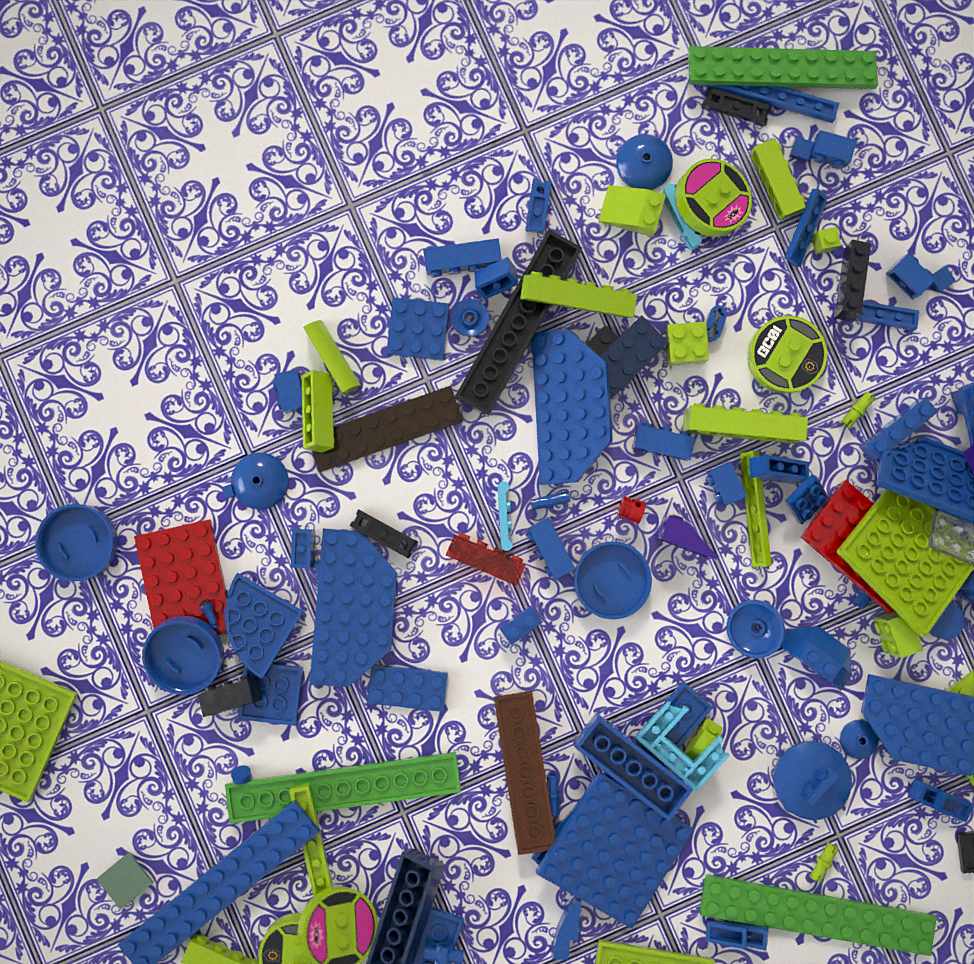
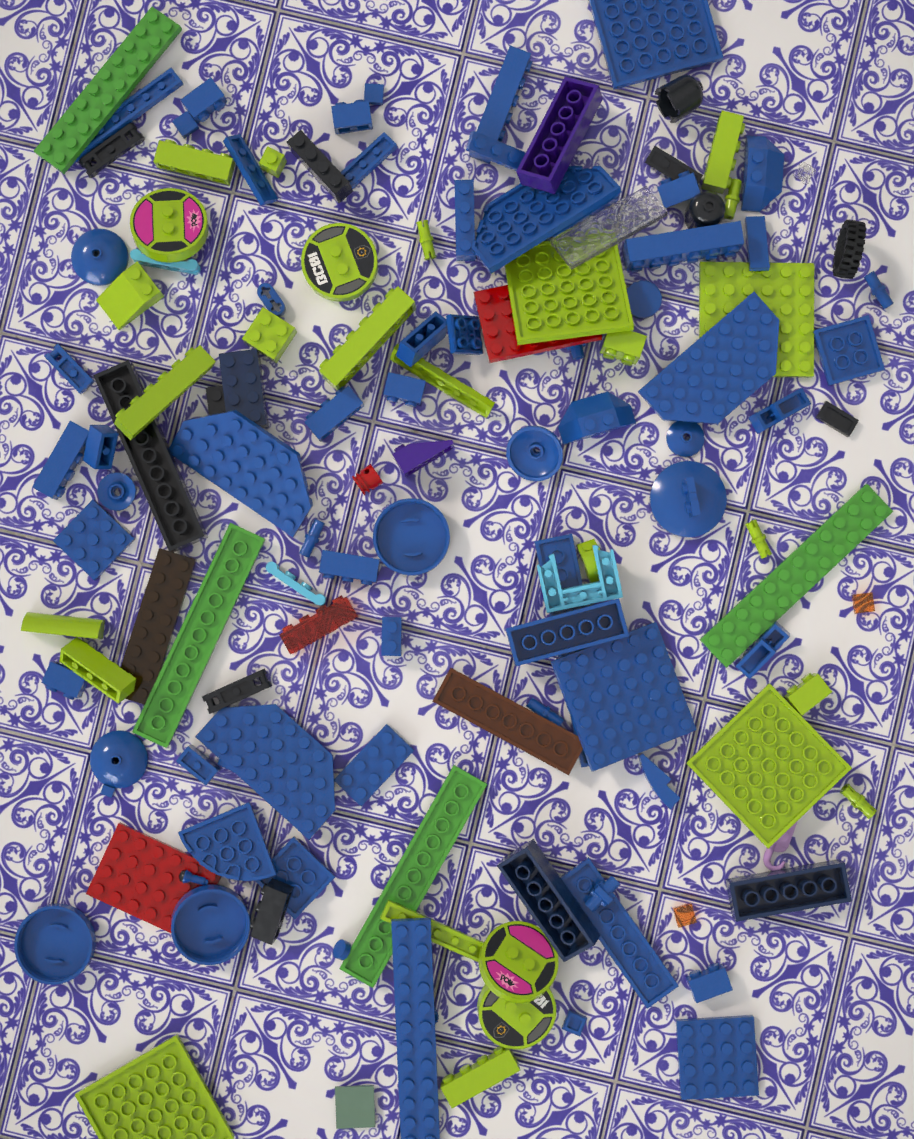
camera: 50 degrees left, 0 degrees up
(405, 469) = (198, 635): none -> bright green plate

